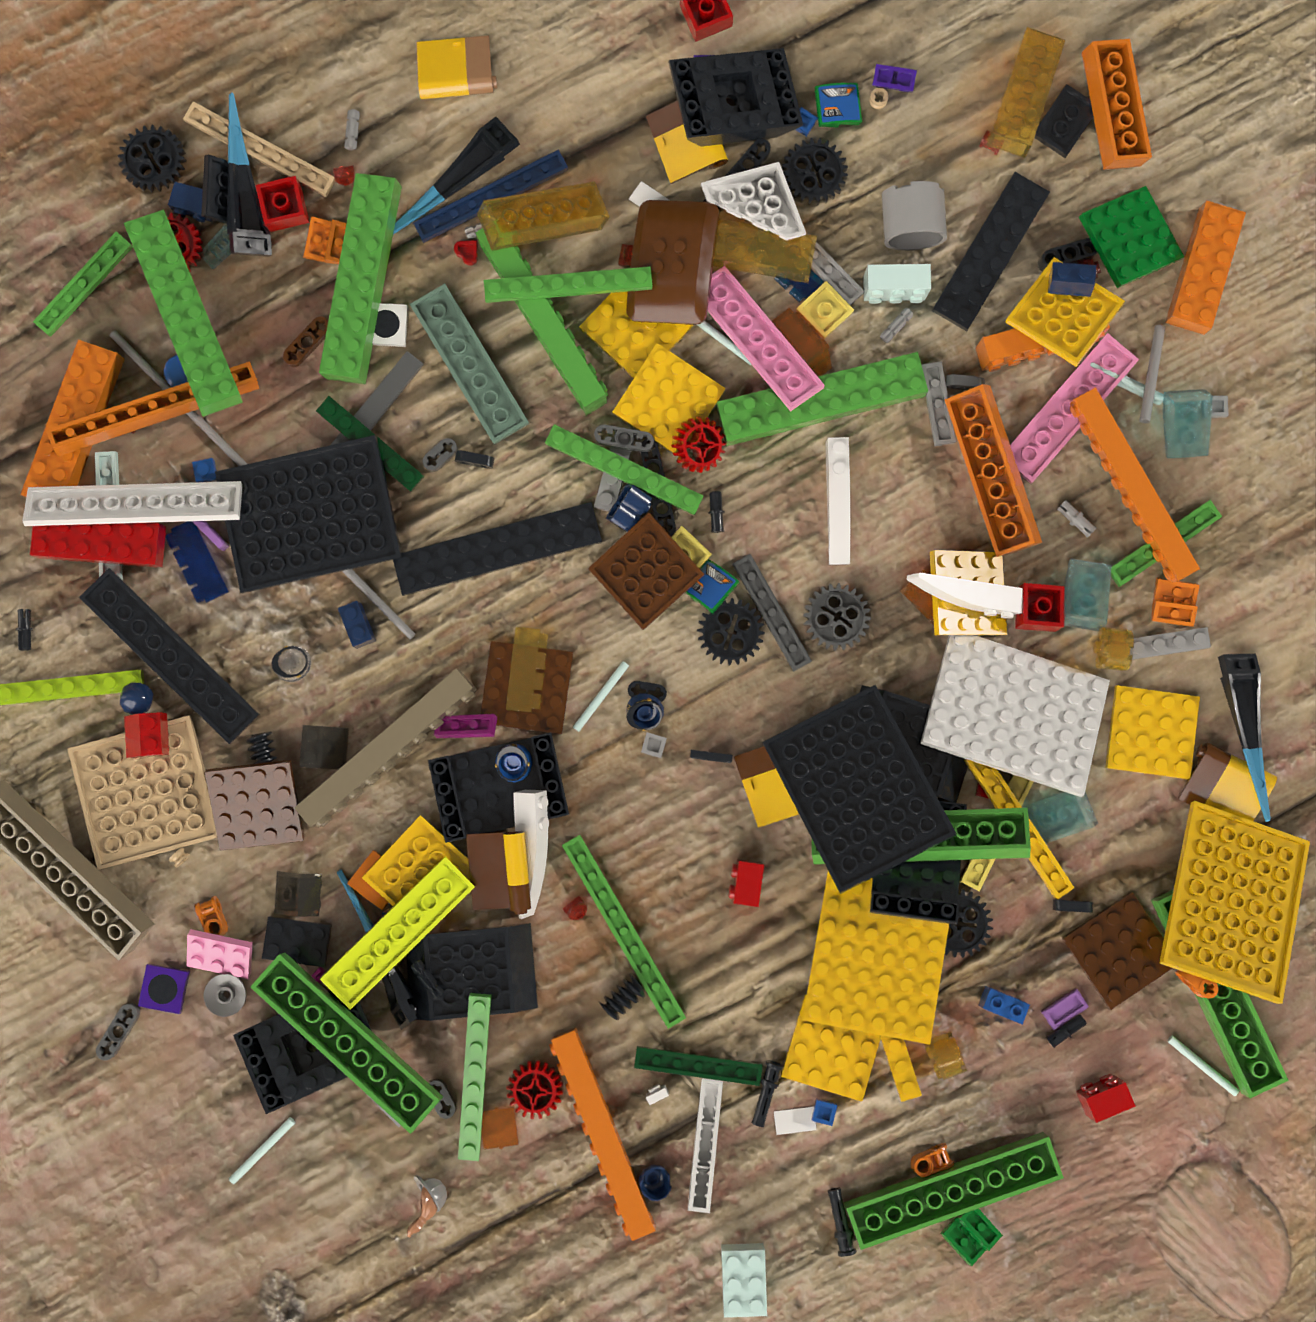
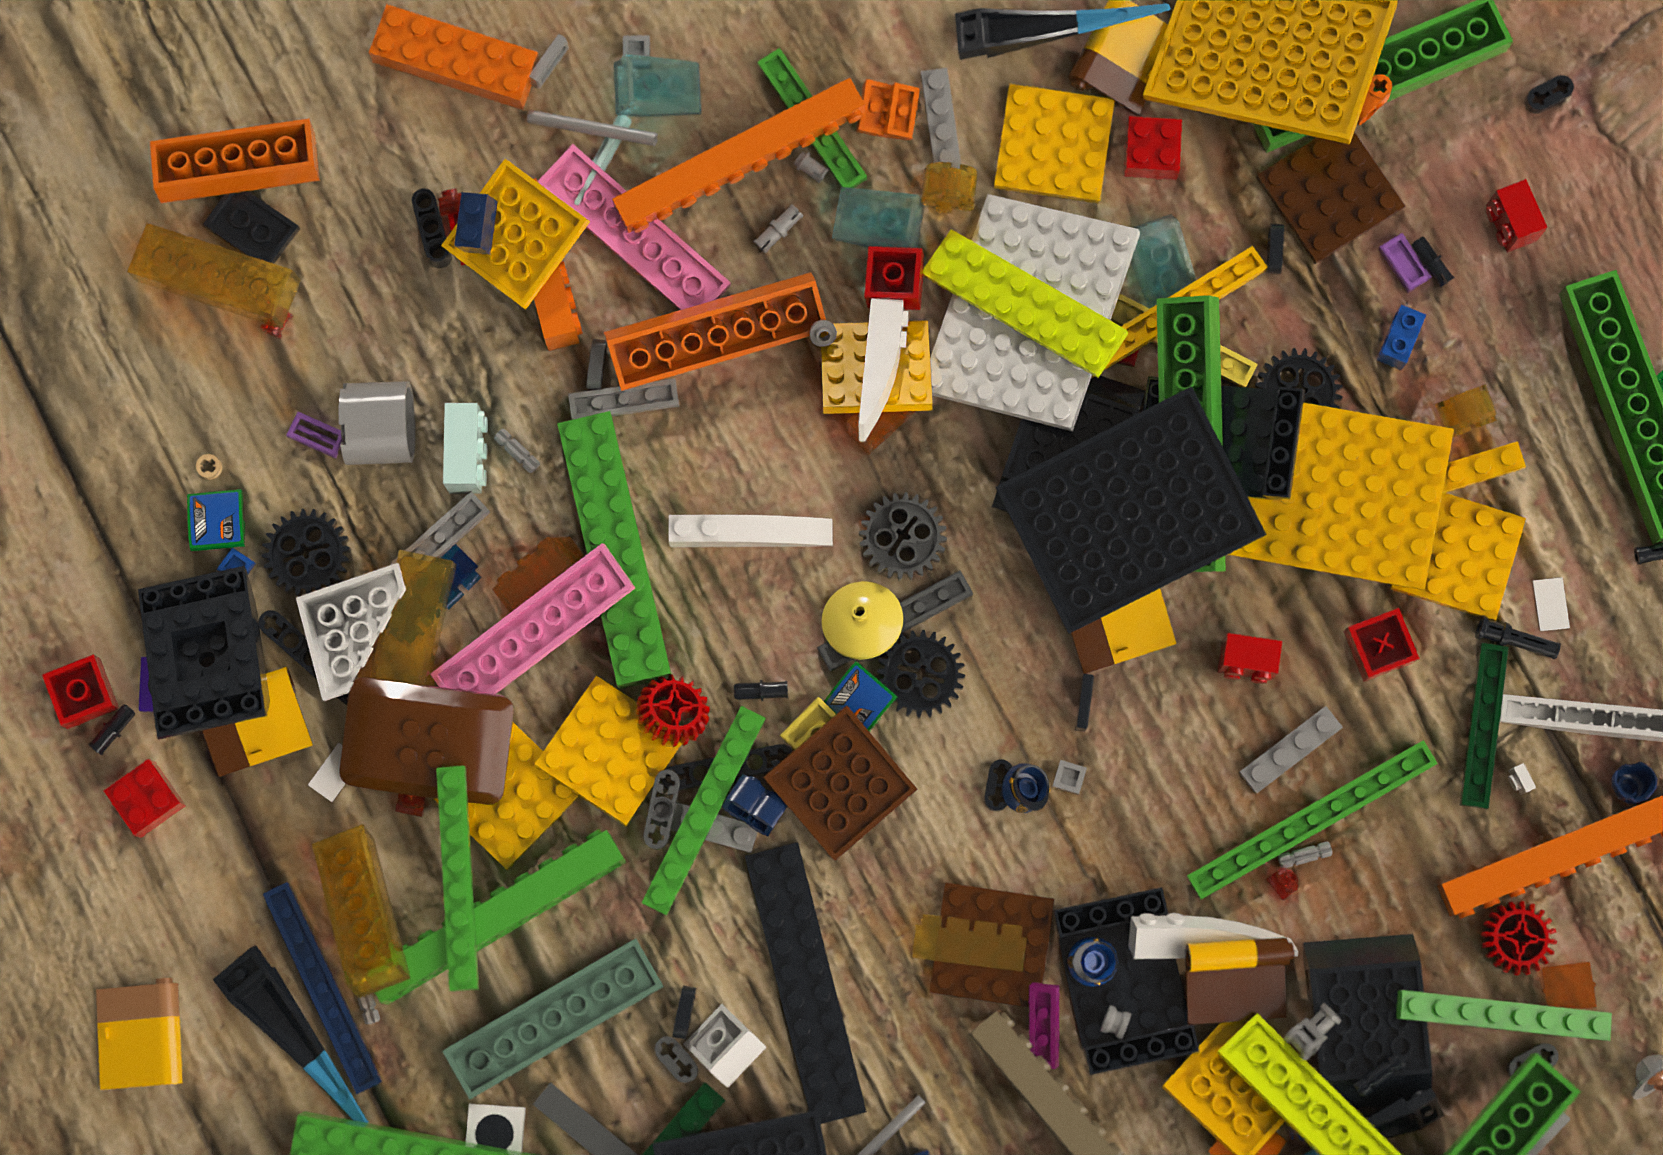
camera: 90 degrees left, 5 degrees down
(449, 489) = (724, 1045): none -> white slope
(458, 927) = (1312, 1031): none -> light grey connector
(467, 251) = (396, 1021): red tile -> none
(467, 779) = (1115, 1022): none -> light grey wheel
(597, 926) = (1305, 855): none -> light grey axle
(600, 696) = (1003, 846): light aqua bar -> none
(623, 997) = (1398, 821): black piece -> none
(628, 61) = (144, 798): none -> red brick
(677, 915) = (1290, 750): none -> light grey plate
(679, 36) = (112, 729): none -> black axle
(723, 340) = (530, 676): light aqua bar -> none
(759, 985) = (1381, 644): none -> red brick
(763, 595) = (866, 634): none -> light yellow dish
(824, 1112) = (1540, 566): blue plate -> none
(825, 310) = (494, 543): light yellow plate -> none
(894, 78) = (186, 444): dark purple brick -> none
(912, 160) = (296, 426): none -> medium lavender tile
(933, 1160) = (1595, 427): orange piece -> none
(990, 251) = (421, 327): black plate -> none
(999, 551) = (821, 326): none -> light grey plate
(1021, 707) = (1025, 303): none -> neon yellow plate
(1127, 542) = (810, 166): none -> light grey pin
(1131, 236) = (411, 148): green plate -> none
(1151, 809) = (1153, 148): none -> red brick
(1203, 1065) = (1472, 96): light aqua bar -> none
(1203, 1130) = (1546, 89): none -> black beam
(1204, 339) = (549, 61): none -> light grey tile

